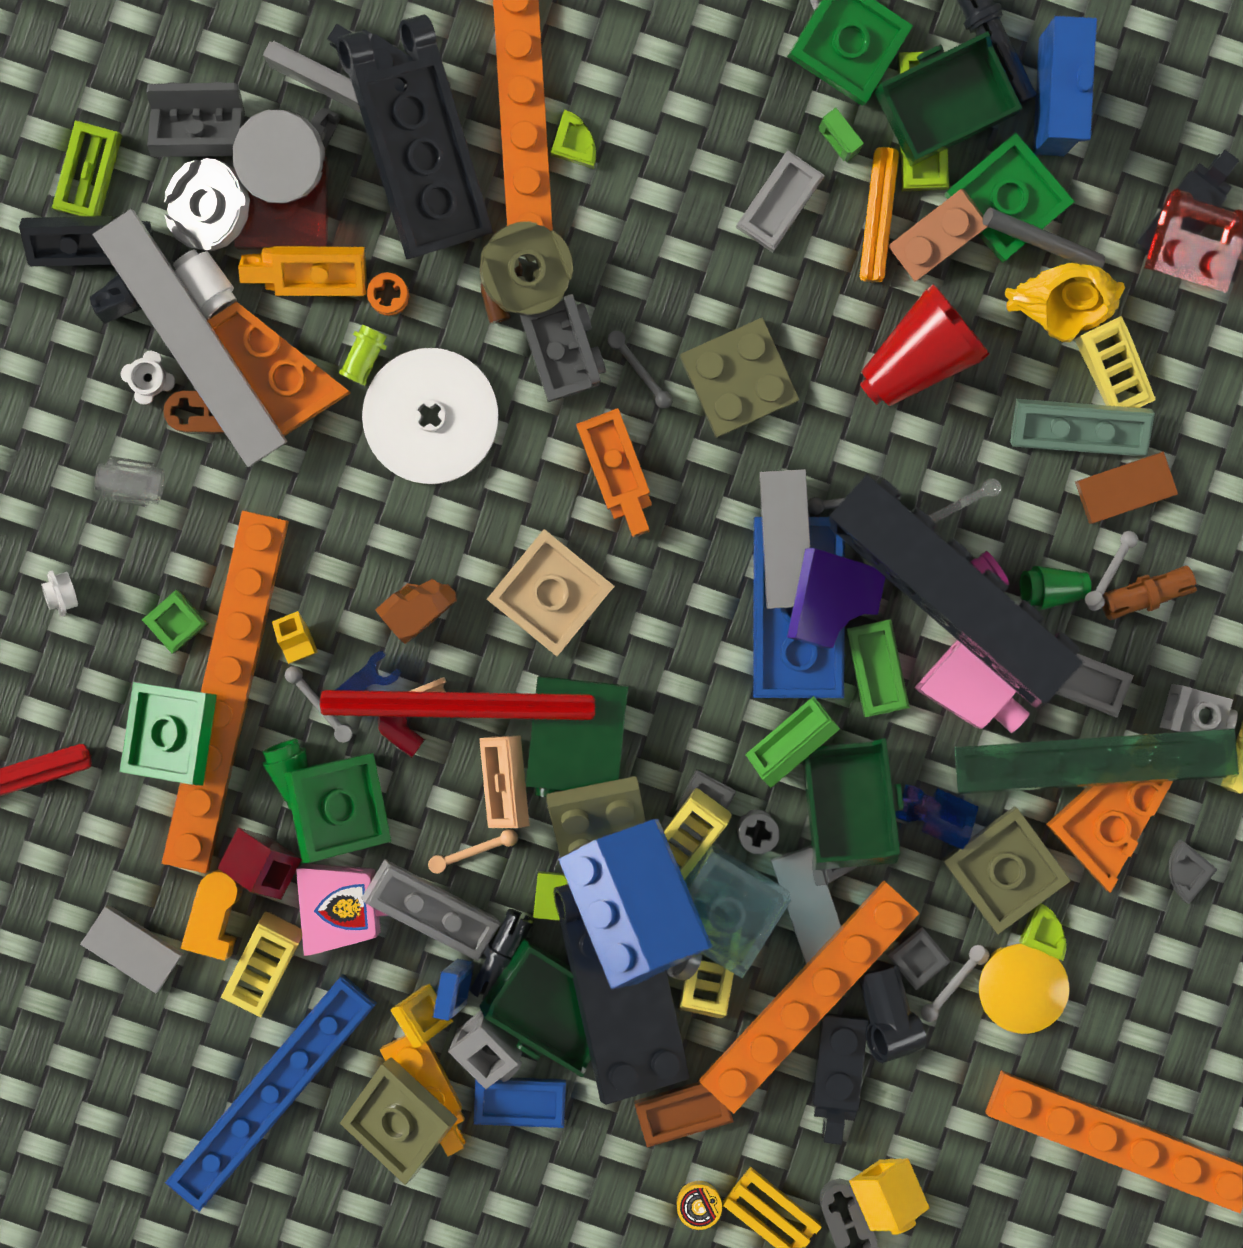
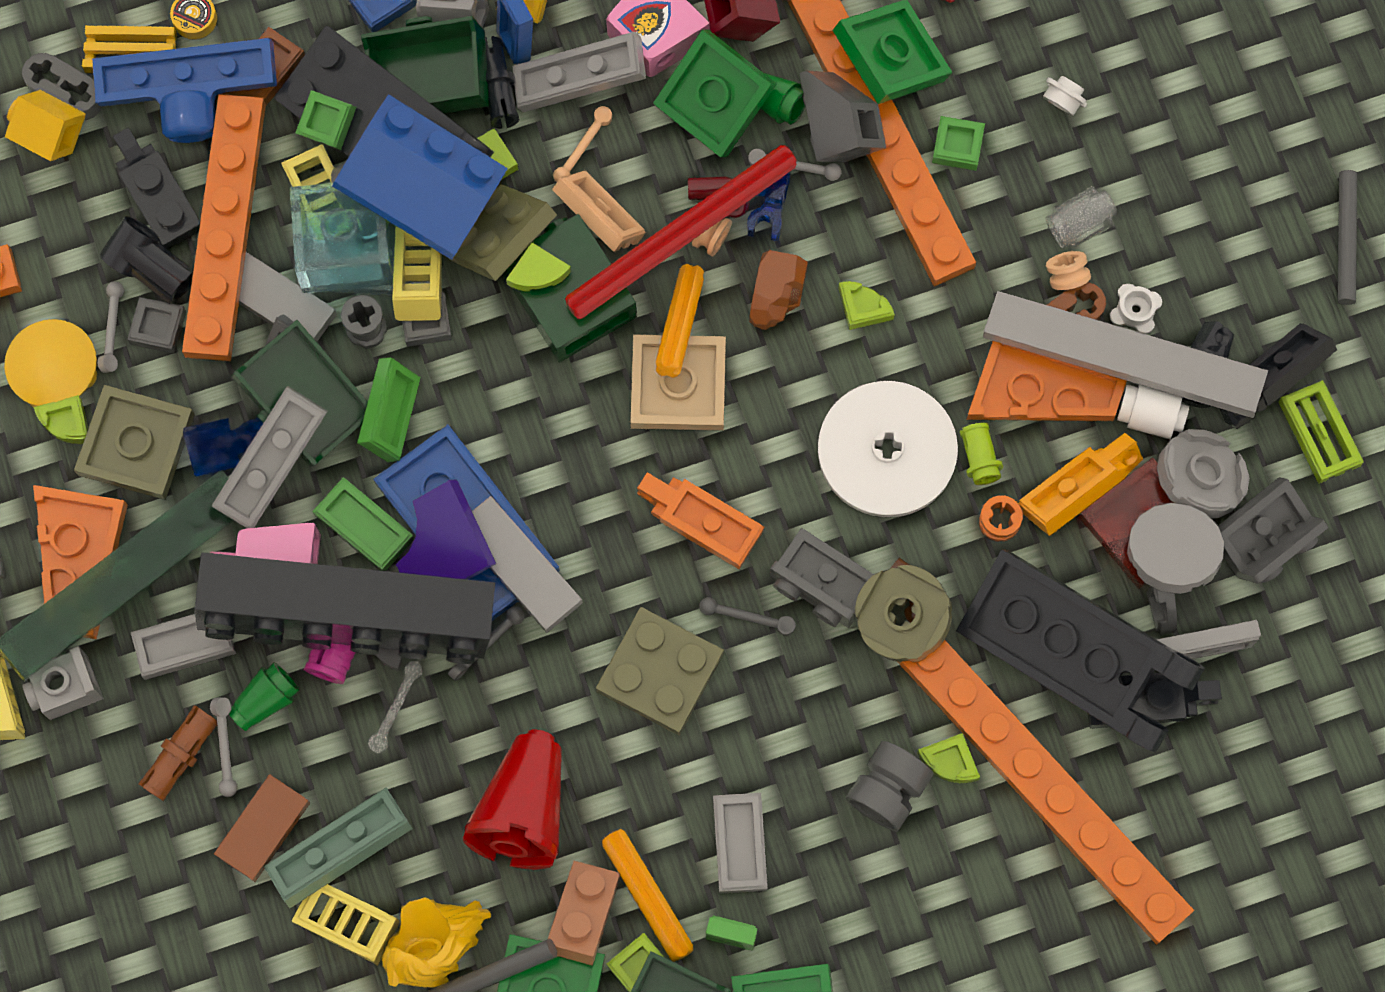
camera: 145 degrees right, 15 degrees down
(176, 446) = (1068, 270): none -> light nougat bush
(254, 708) = (840, 118): none -> dark grey slope
(294, 637) = (853, 197): yellow piece -> none
(356, 546) = (863, 305): none -> lime tile
(513, 637) = (679, 321): none -> light orange axle
(595, 760) = (537, 270): none -> lime tile
(639, 150) = (889, 786): none -> dark grey wheel
(665, 1022) = (325, 120): none -> bright green tile
(752, 1145) = (185, 81): none -> blue plate
(917, 767) = (269, 458): none -> light grey tile

